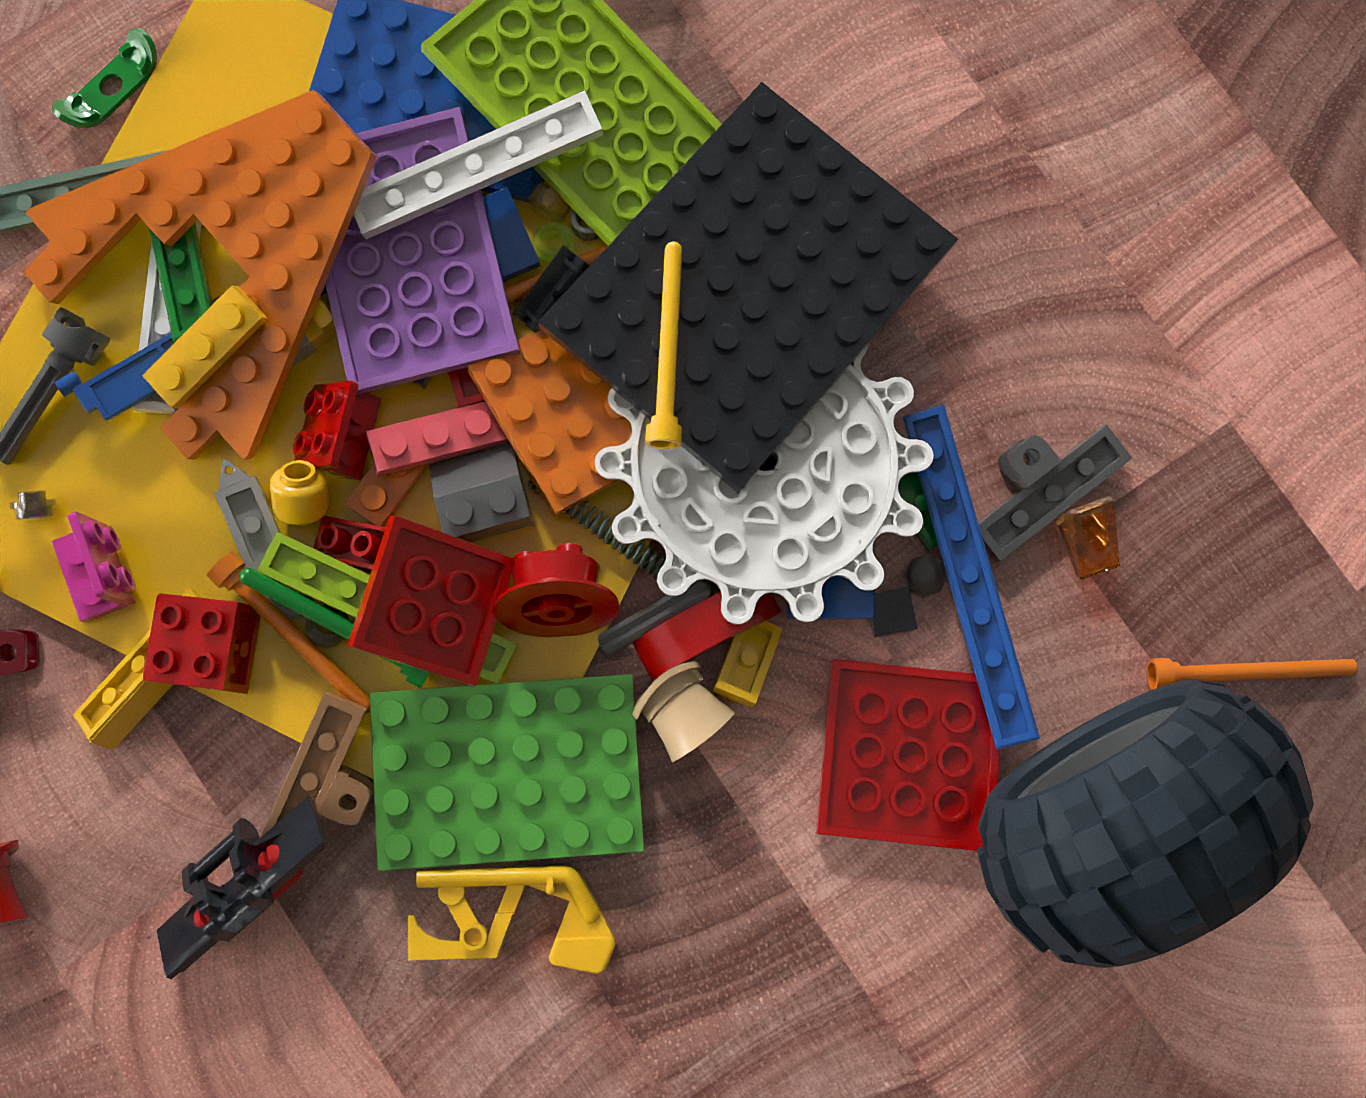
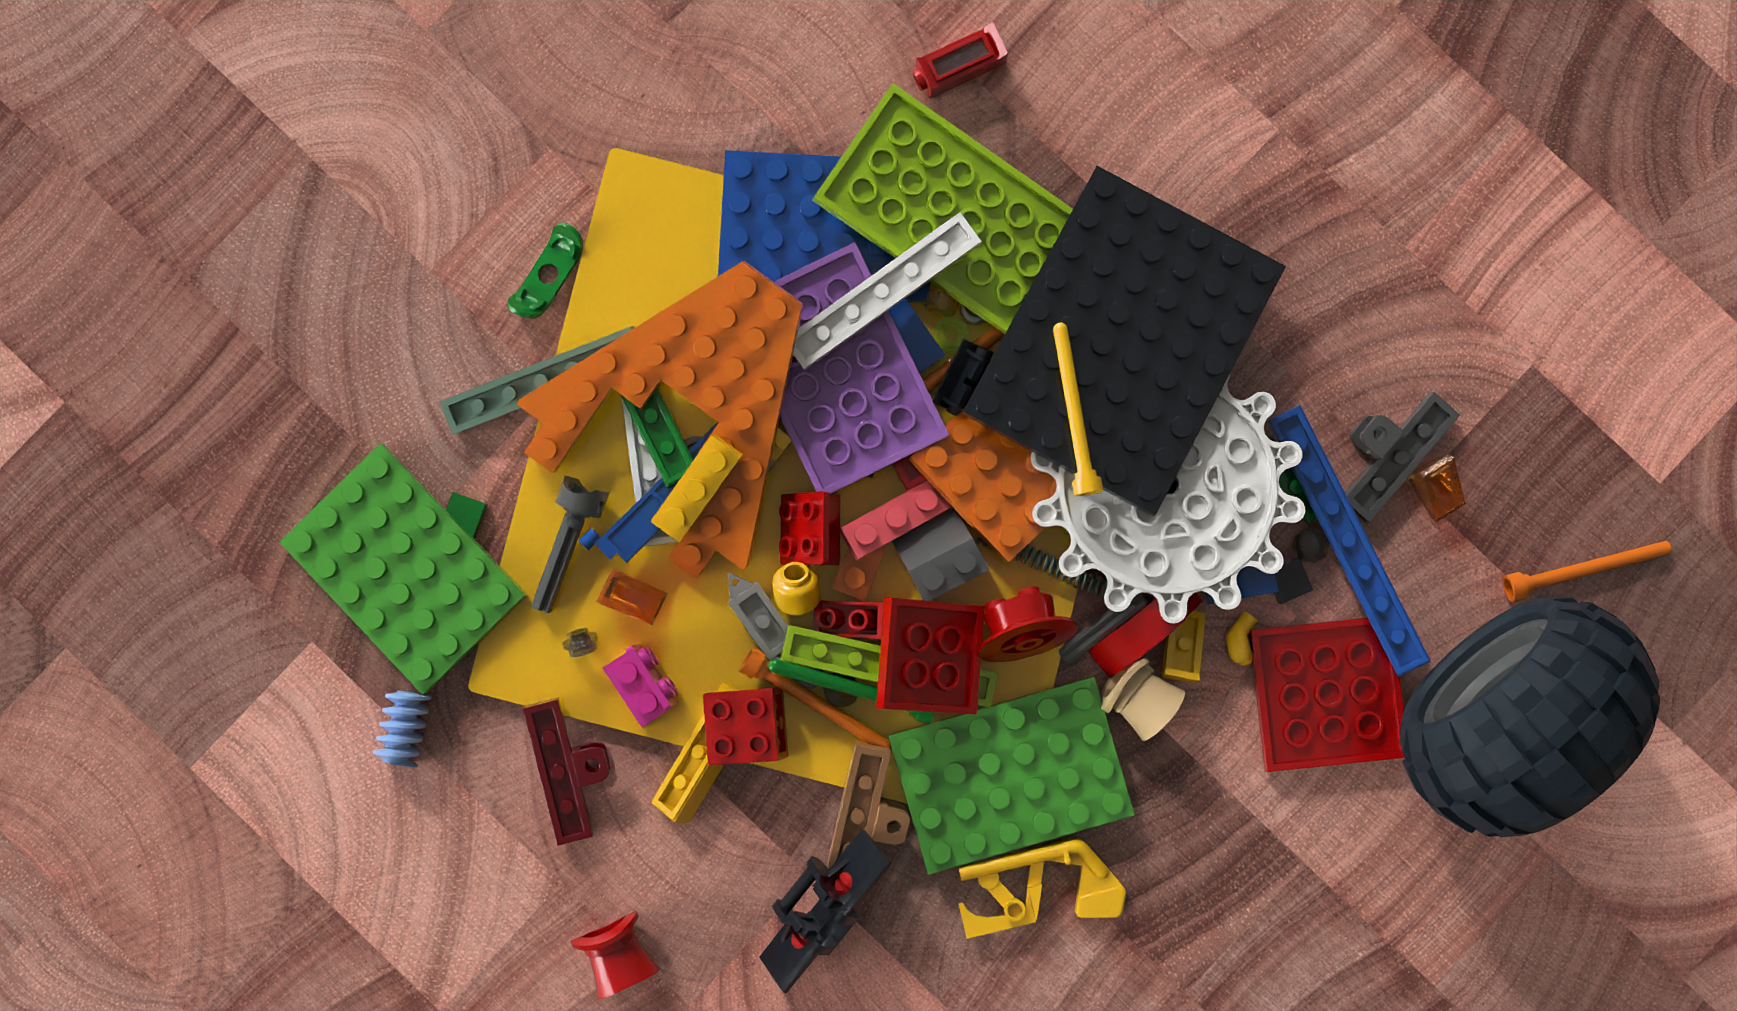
camera: 10 degrees left, 5 degrees up
(103, 462) = (631, 596): none -> clear orange slope
(815, 669) = (1237, 639): none -> yellow arm

